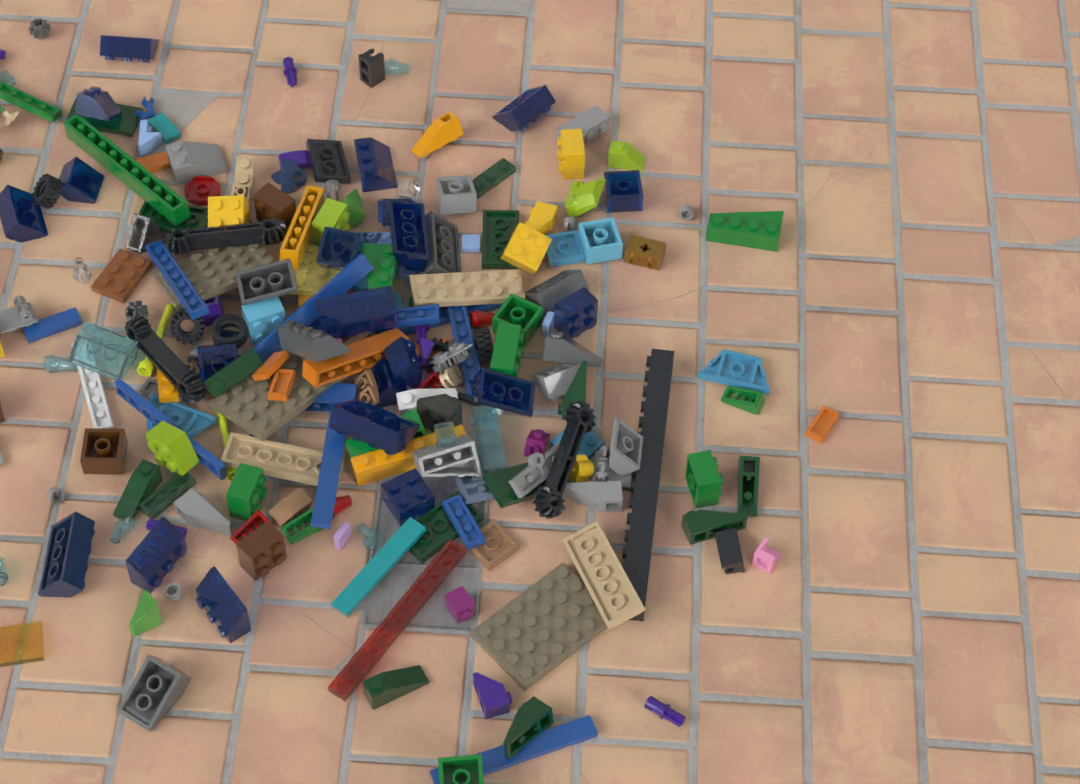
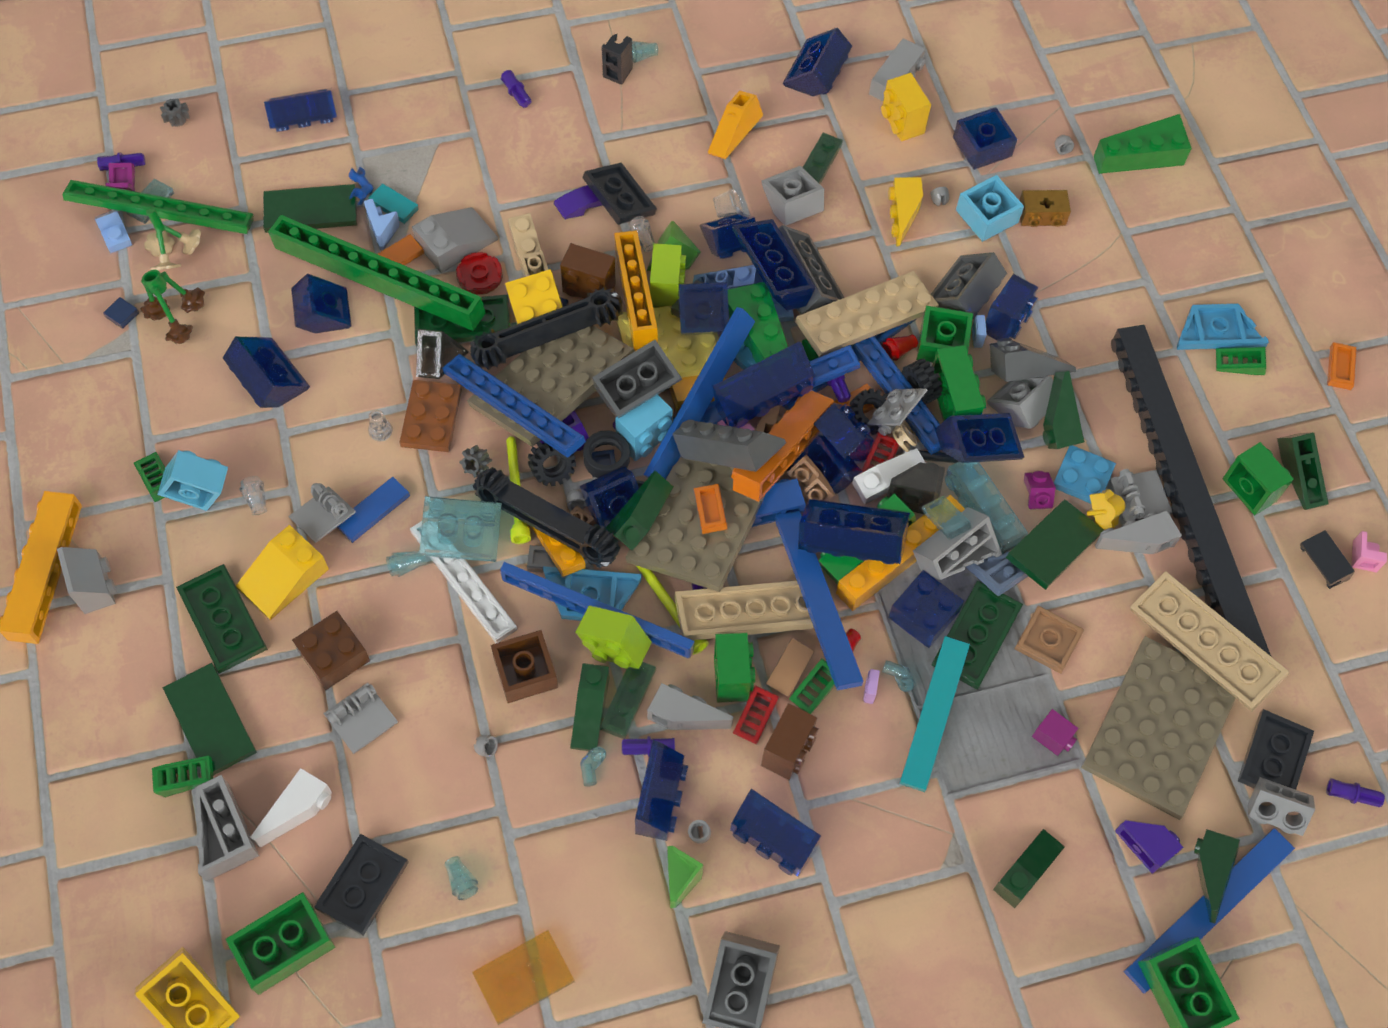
camera: 20 degrees left, 10 degrees up
(47, 191) = (287, 329): black tyre -> none
(67, 556) = (541, 829): dark blue slope -> none
(96, 104) = (301, 196): clear blue slope -> none
(270, 366) = (684, 487): orange tile -> none
(287, 176) = (576, 225): dark blue plate -> none
(374, 165) = (674, 184): clear blue slope -> none
(396, 620) = (989, 781): clear red plate -> none
(425, 349) = (864, 410): dark purple slope -> none
(463, 522) = (1007, 621): blue tile -> none
(471, 243) = (836, 252): light blue tile -> none
(497, 231) = (868, 238): dark green tile -> none
(526, 248) = (914, 242): yellow brick -> none
(535, 473) = (1070, 523): light grey hinge -> none
(549, 497) = (1097, 553): black arm -> none
(565, 249) = (948, 229): dark azure plate -> none
(583, 196) = (945, 157): lime slope -> none
(600, 695) = (1283, 801): none -> light grey brick
(617, 669) = (1276, 751): none -> black plate
(625, 156) = (961, 94): lime slope -> none
(625, 449) = (1154, 469): light grey slope -> none
(703, 524) = (1285, 532): dark green slope -> none

